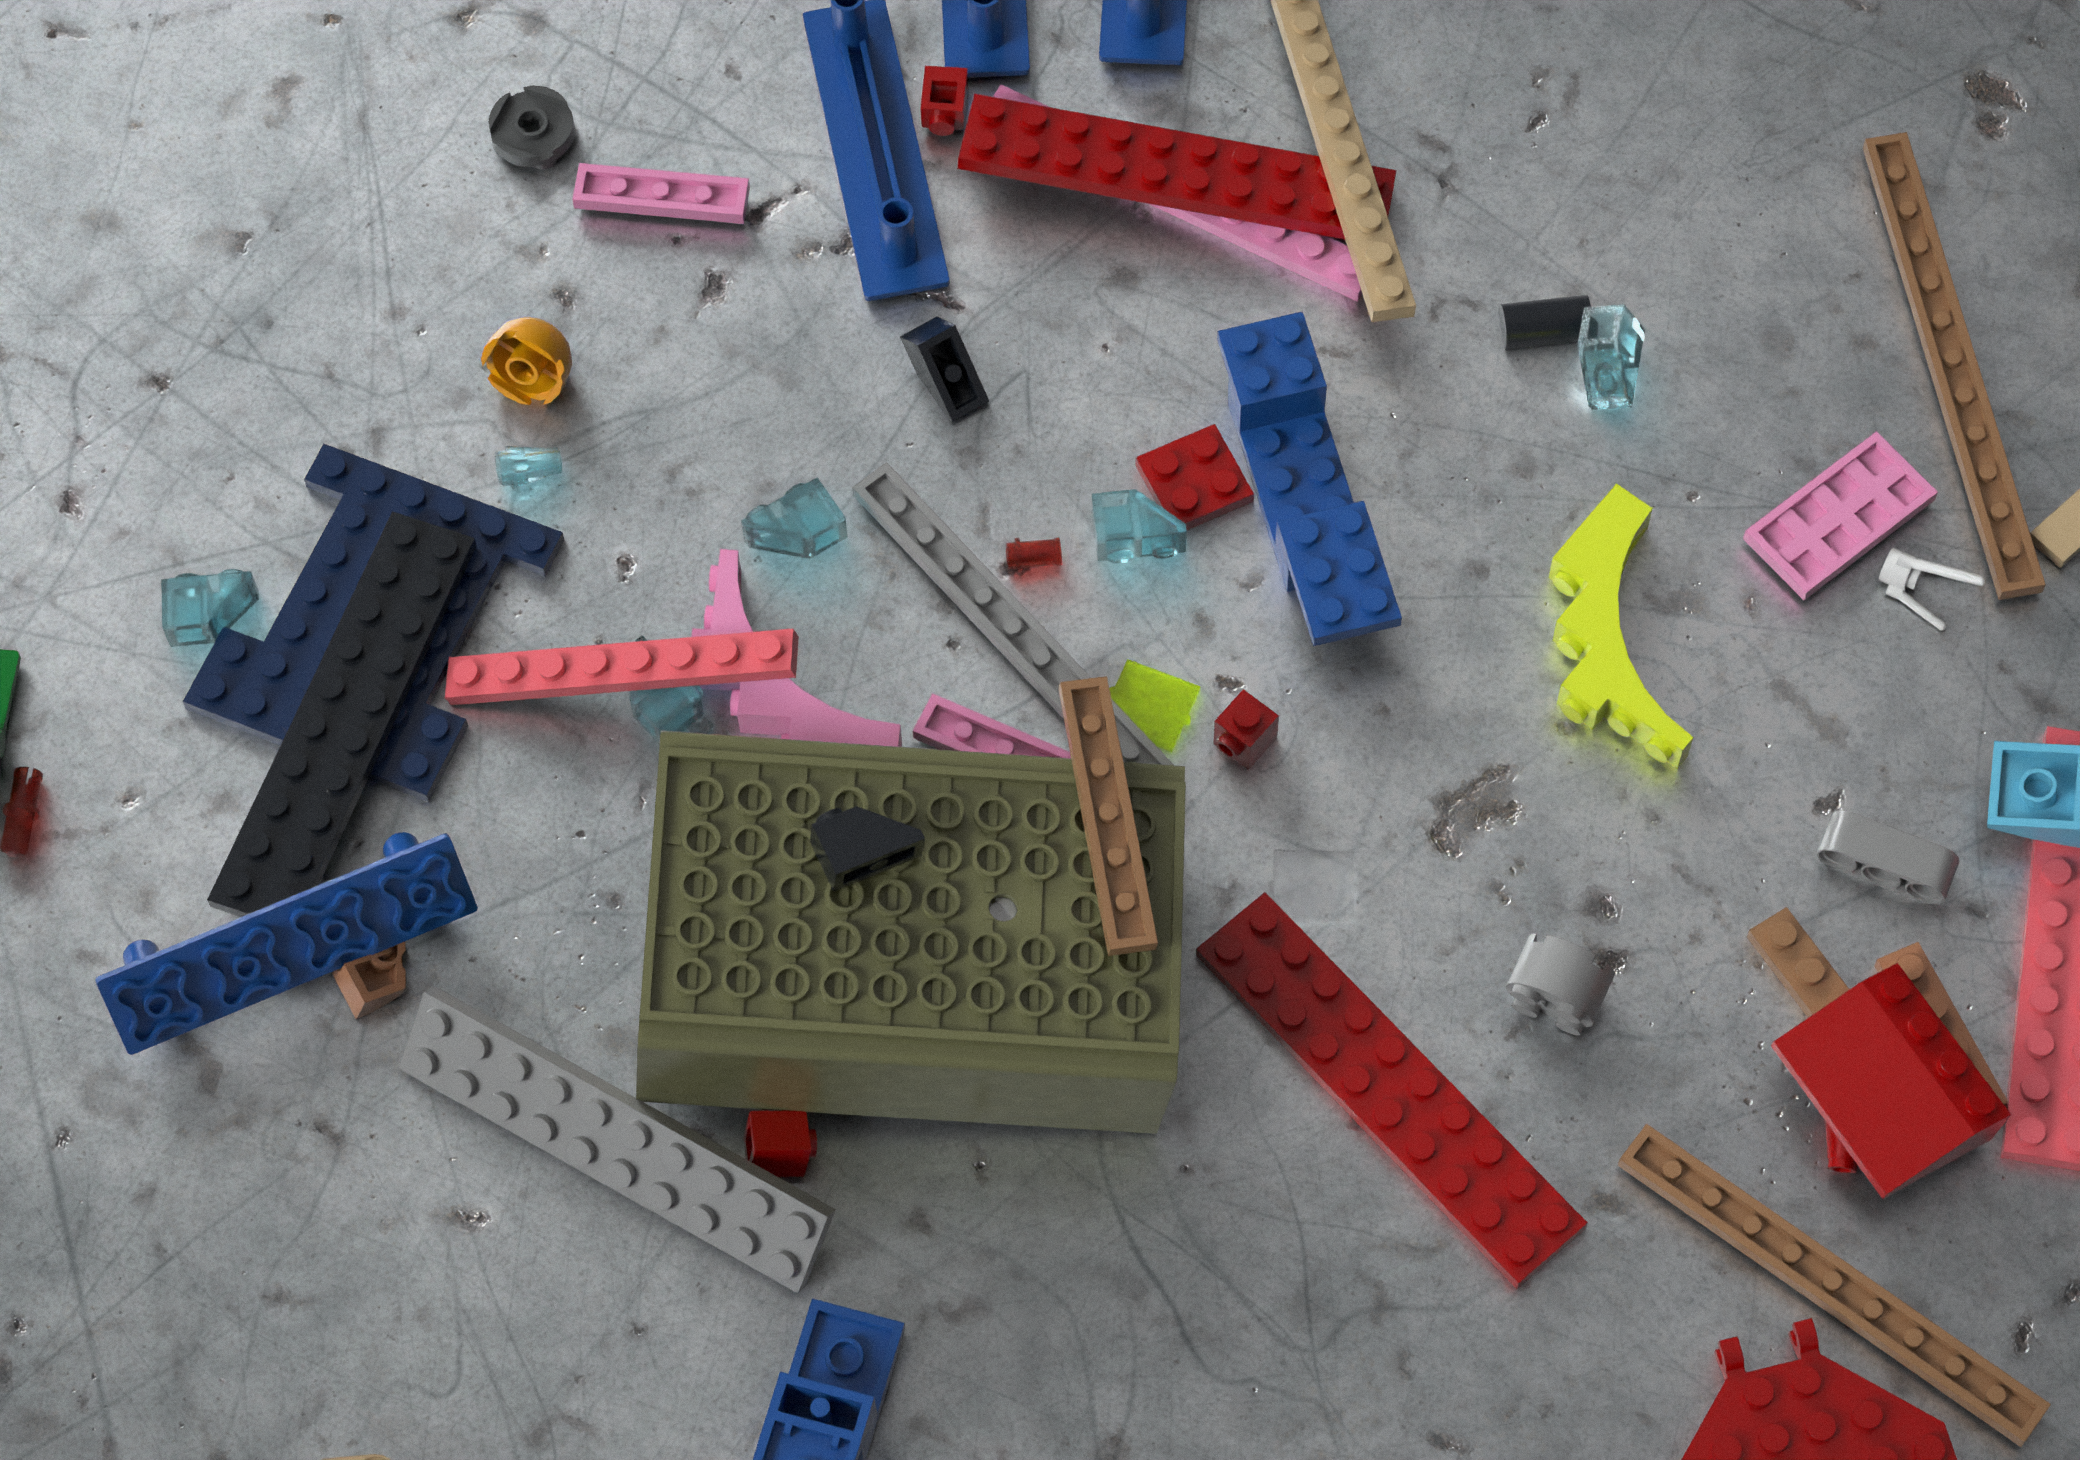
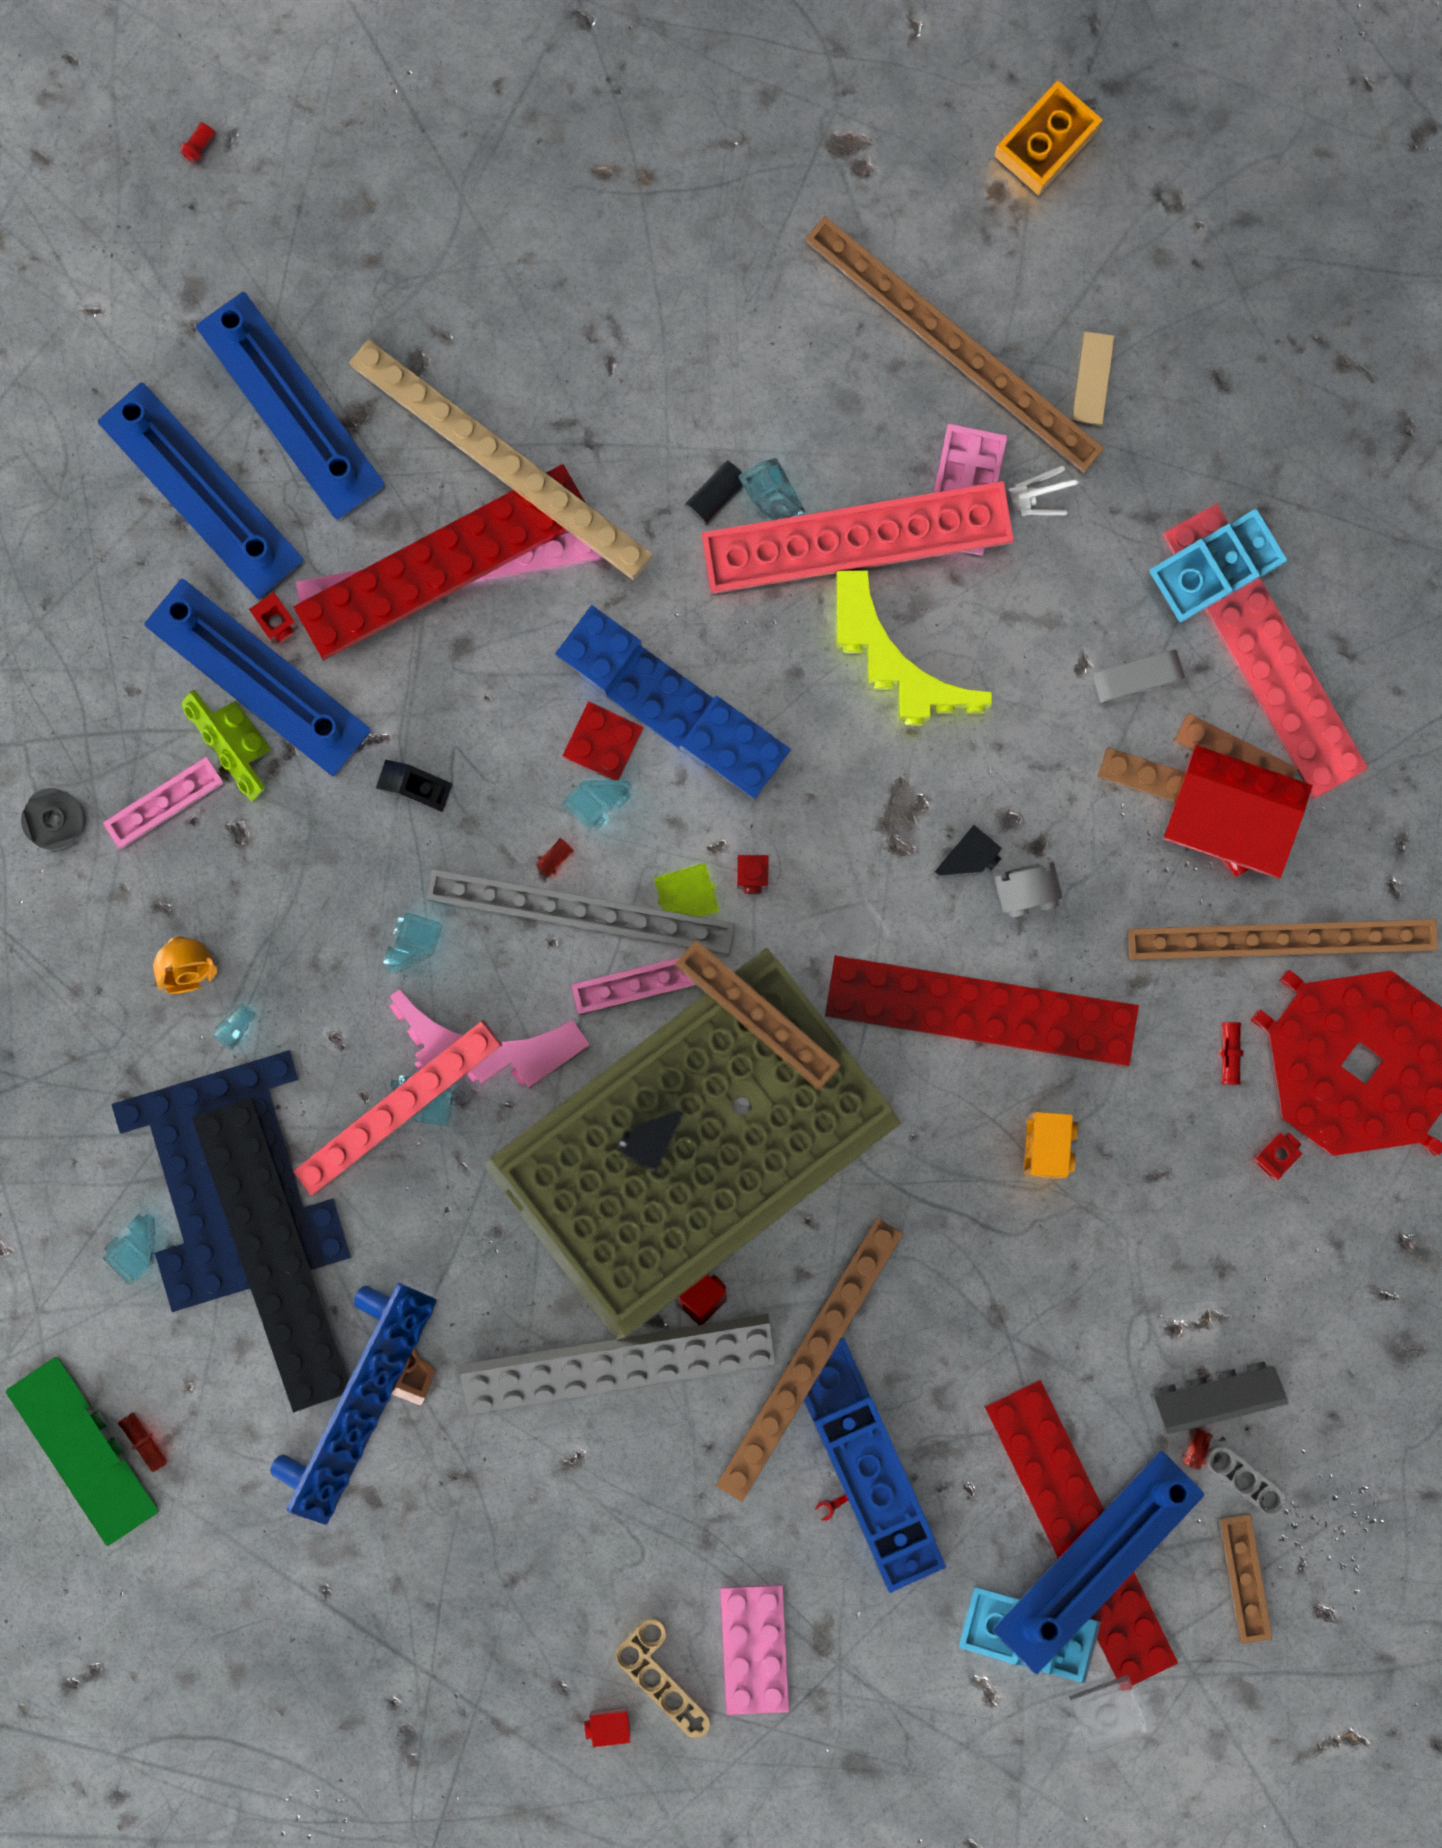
camera: 45 degrees left, 20 degrees up
(792, 186) = (232, 739): none -> lime bracket
(840, 1312) = (809, 1359): none -> medium nougat plate
(1338, 1280) = (1049, 1145): none -> light orange brick
(1515, 901) = (970, 856): none -> black slope
(1658, 1367) = (1231, 1053): none -> red pin
(1673, 471) = (857, 537): none -> coral plate

